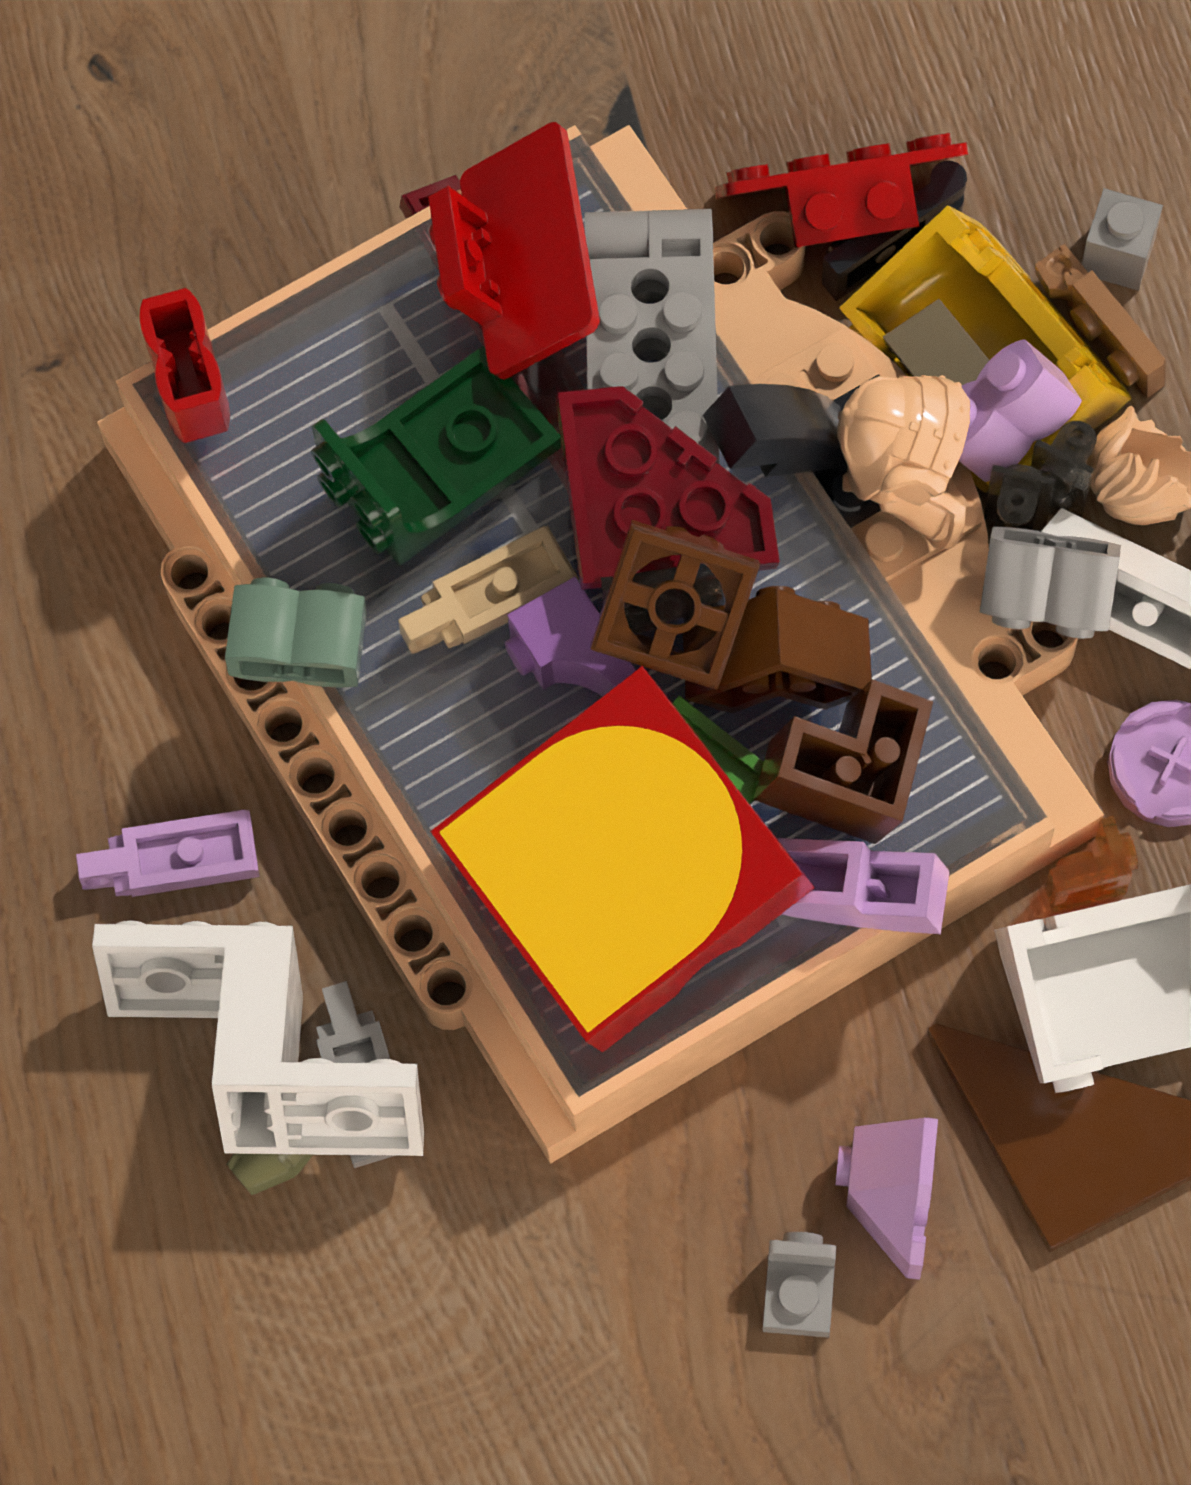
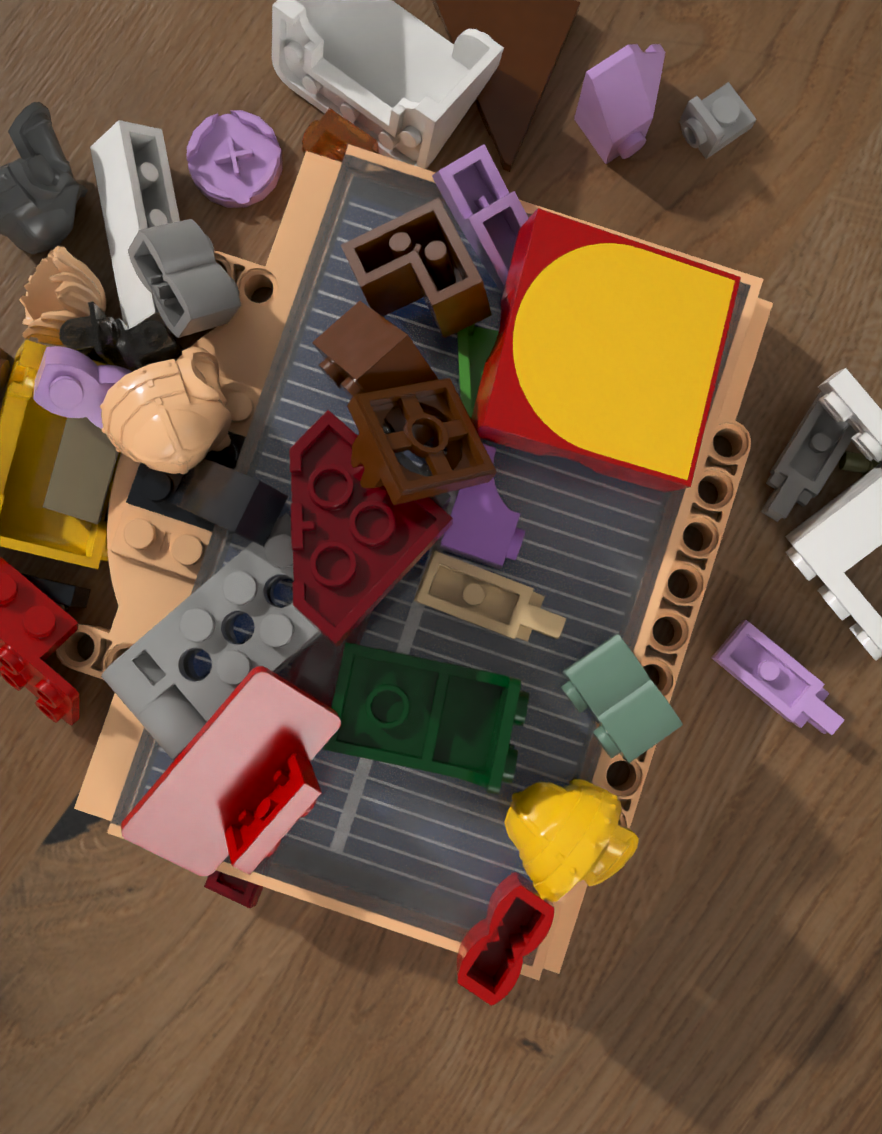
camera: 135 degrees left, 15 degrees up
(225, 486) = (568, 835): none -> yellow head

